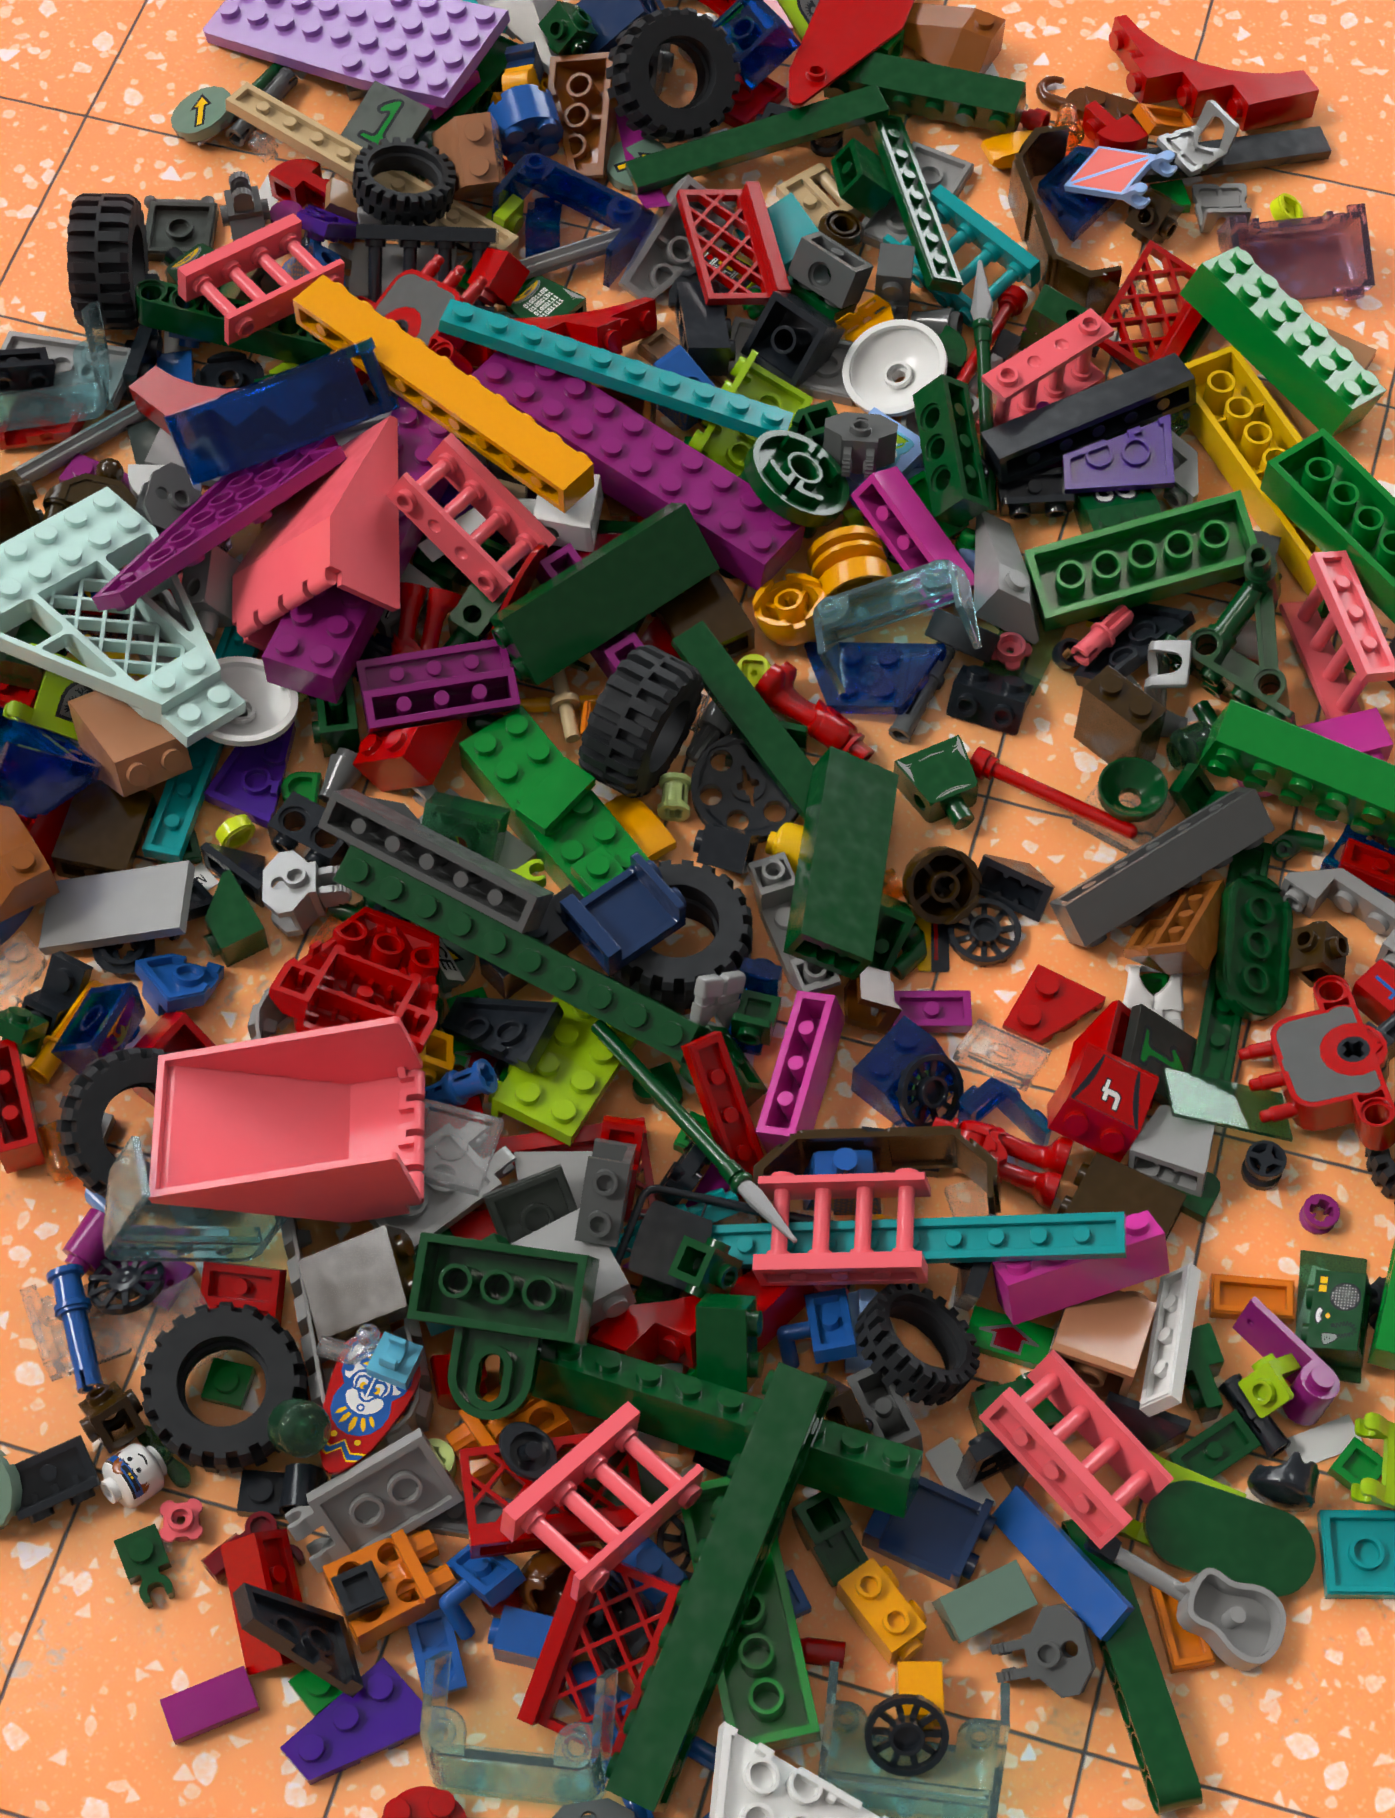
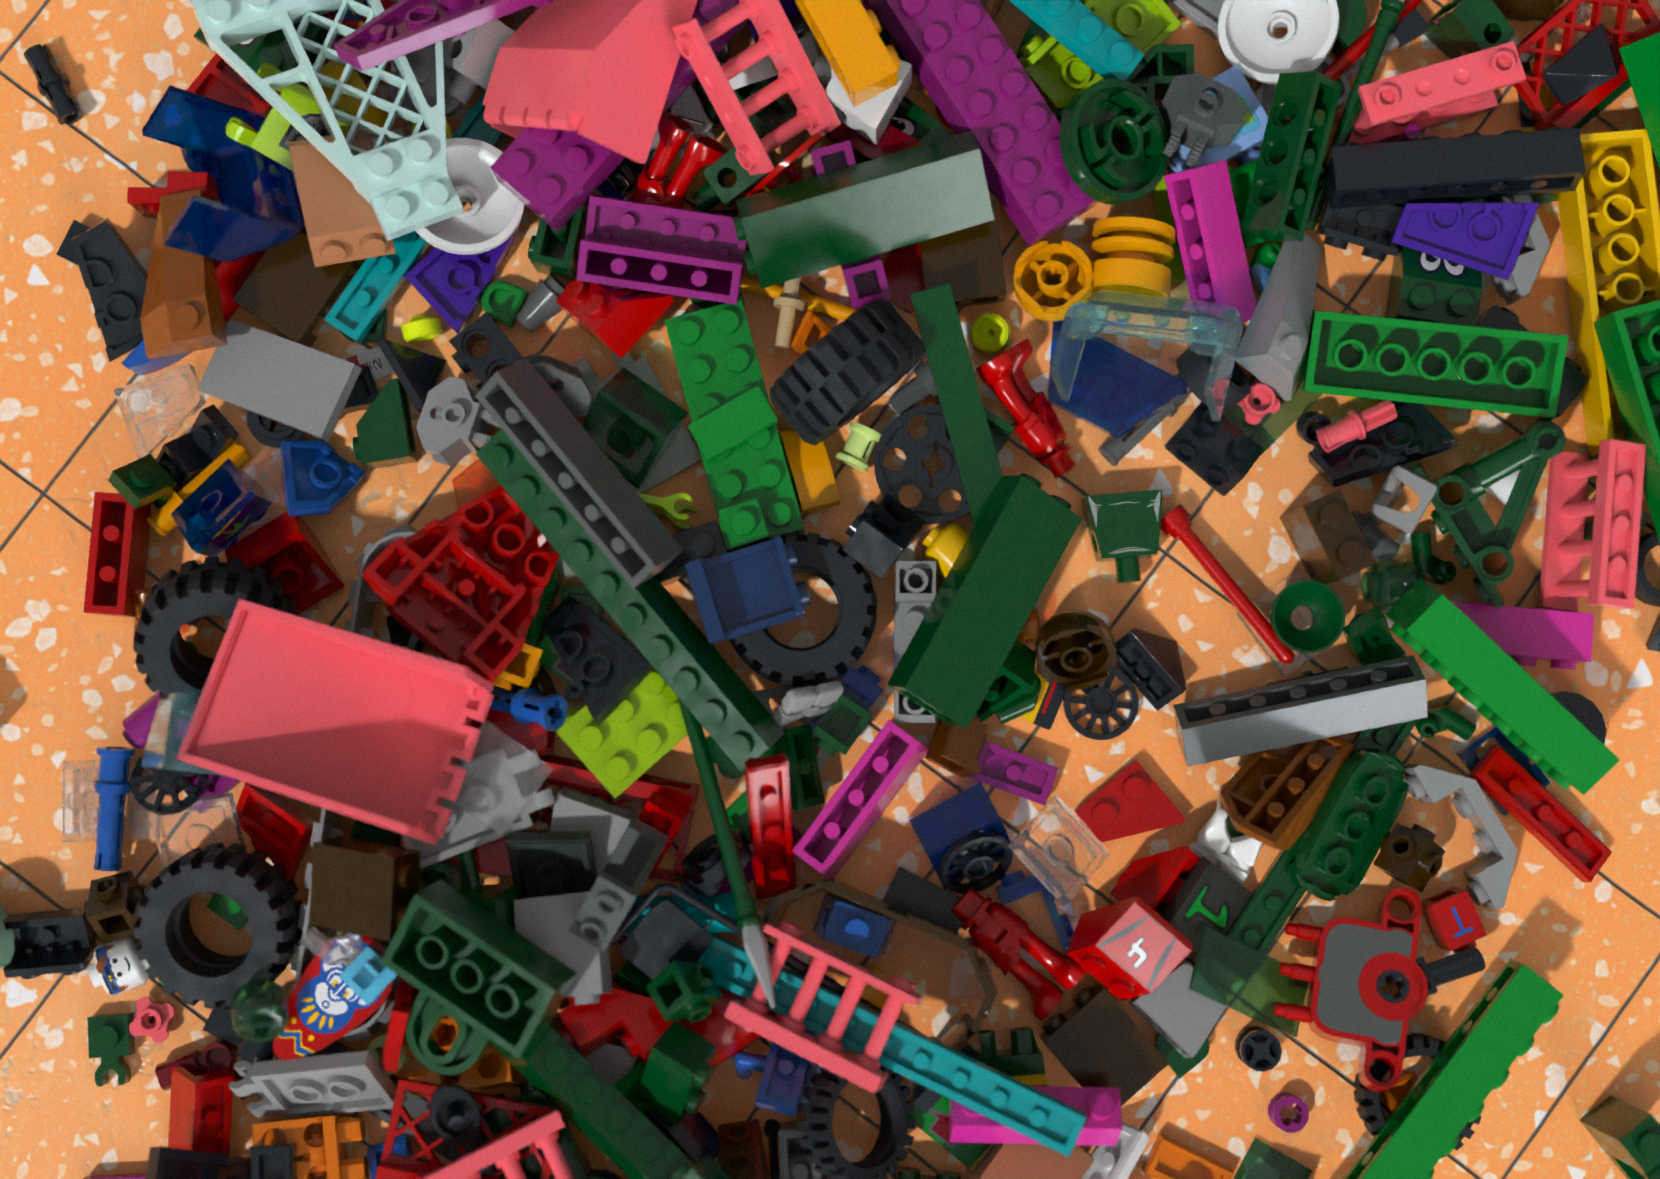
camera: 20 degrees right, 25 degrees up
(439, 1404) = (397, 1026): none -> red tile
(1158, 322) = (1584, 66): none -> black slope

